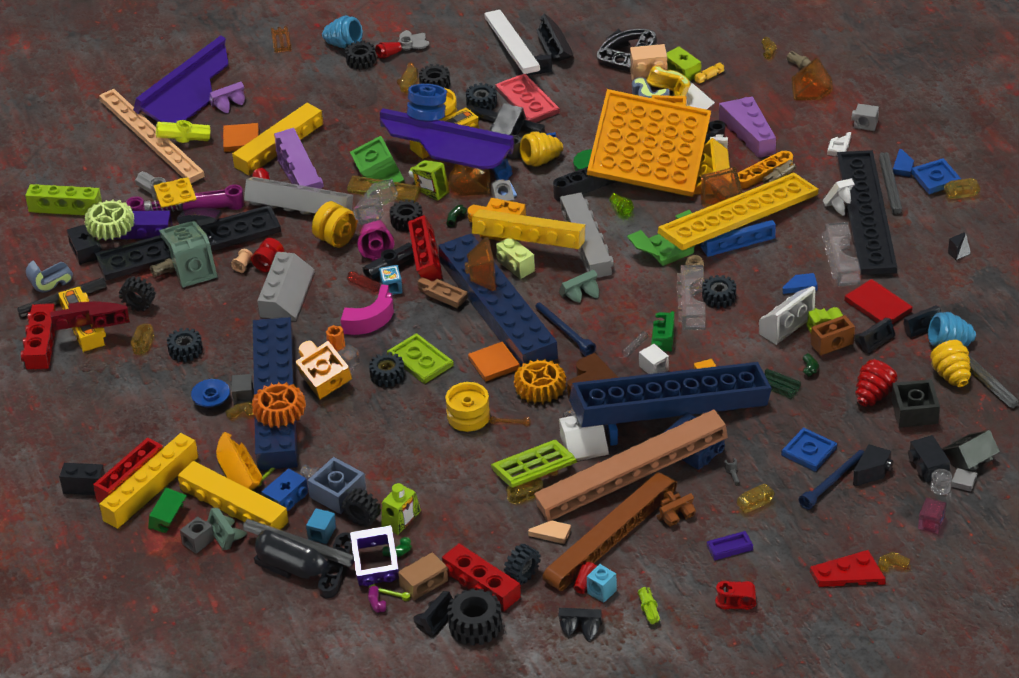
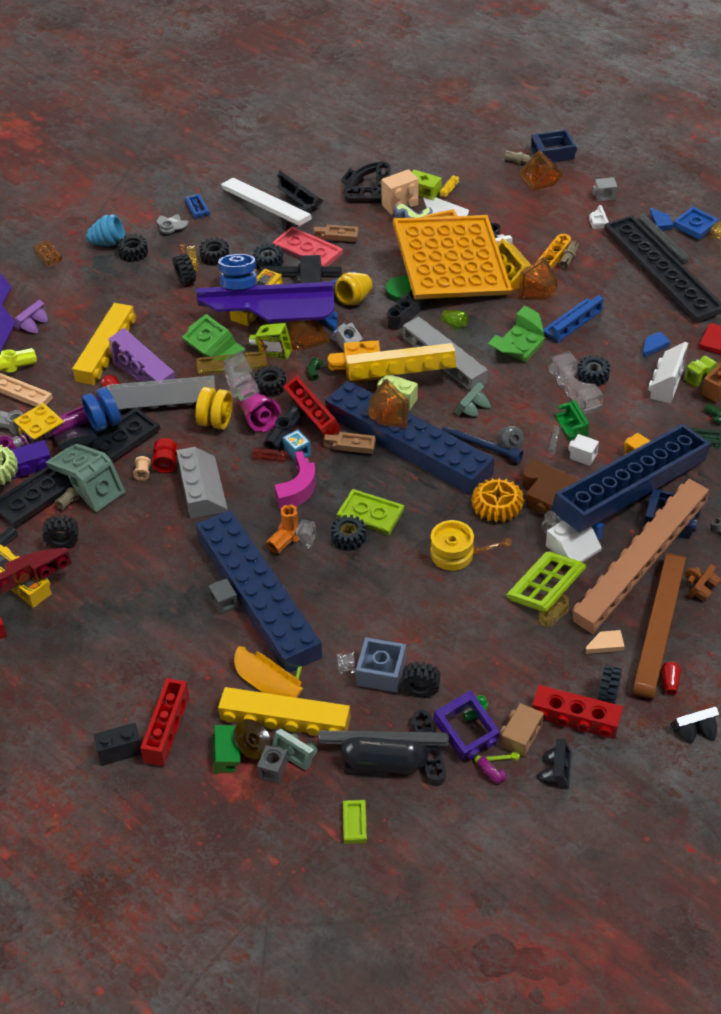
camera: 25 degrees left, 5 degrees up
(145, 339) = (85, 576): clear yellow beam -> none
(148, 480) = (188, 724): yellow brick -> none
(184, 344) = (132, 561): black bush -> none
(192, 502) = (251, 738): none -> dark brown dish
(210, 393) = (193, 610): blue dish -> none
(230, 196) = (101, 409): none -> blue wheel
(237, 601) = (354, 821): none -> lime tile
(238, 135) = (64, 351): orange tile -> none
(238, 409) = (230, 616): clear yellow arm -> none
(278, 404) = (282, 602): orange gear -> none
(287, 489) = (333, 684): blue brick -> none
(321, 526) = (390, 712): dark azure brick -> none
(322, 368) = (292, 550): light orange brick -> none
(386, 49) = (155, 236): red cone -> none
(391, 87) = (184, 268): none -> black tyre
(399, 508) = (456, 661): lime torso -> none
(448, 37) = (199, 213): none -> blue tile
(462, 618) = (605, 741): black tyre -> none
(493, 361) = (440, 494): orange tile -> none
(564, 91) = (337, 232): none -> medium nougat hinge
(589, 329) = (510, 437): none -> dark grey head
(601, 583) = (691, 679): medium azure brick -> none
(669, 80) = (426, 199): yellow animal -> none
(694, 260) = (553, 349): tan plate -> none
(737, 211) = (564, 296): yellow plate -> none
(749, 124) = (519, 221): medium lavender wedge -> none
(769, 46) = (483, 152): clear yellow arm -> none
(839, 194) = (633, 263): white tile -> none
(845, 50) = (554, 138): none -> dark blue window
(845, 268) = (682, 320): clear arch -> none

